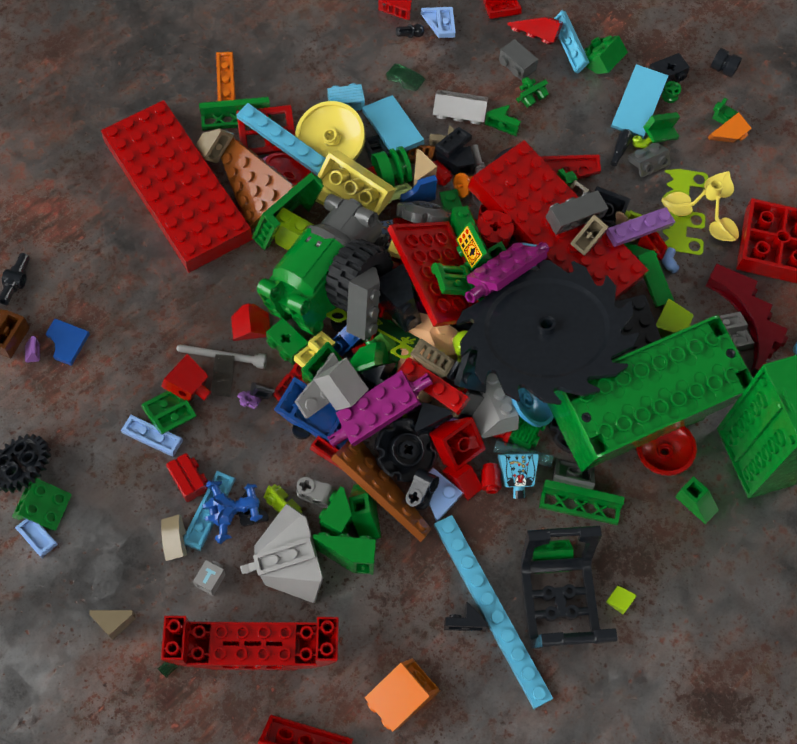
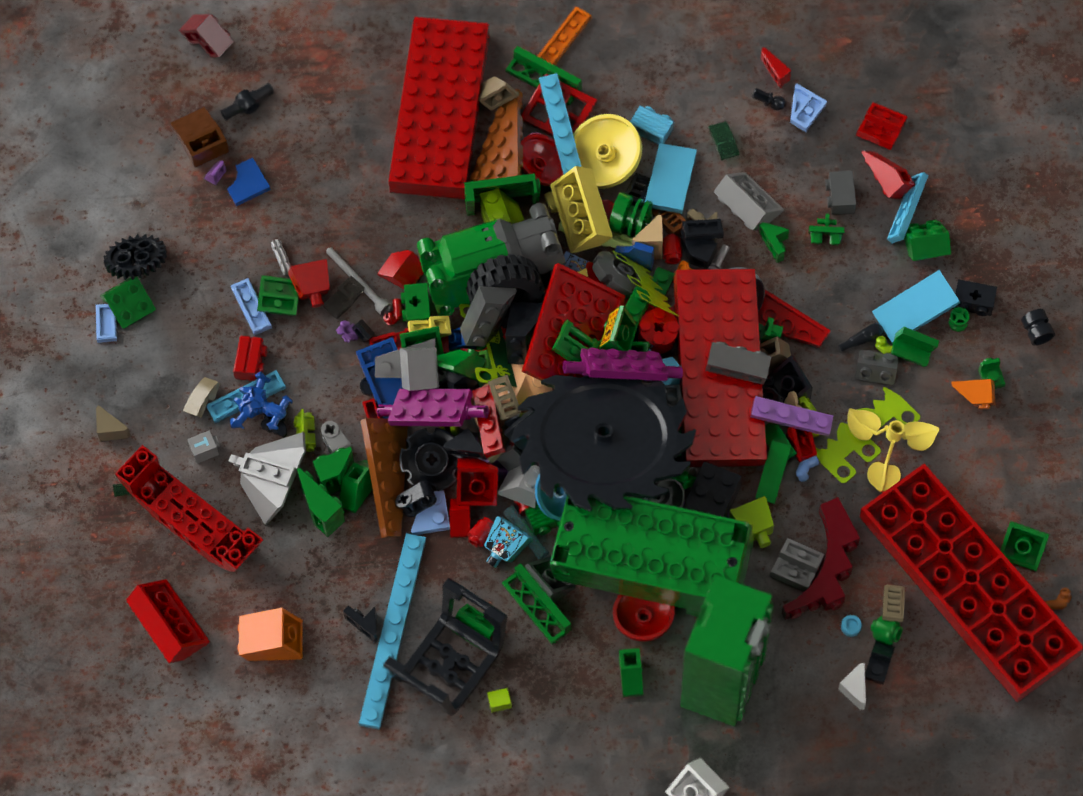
camera: 45 degrees right, 0 degrees up
(144, 379) = (281, 256): none -> light grey axle
(275, 359) = (396, 314): none -> red arm
(449, 203) = (647, 284): none -> lime piece
(589, 235) = (729, 391): dark tan slope -> none

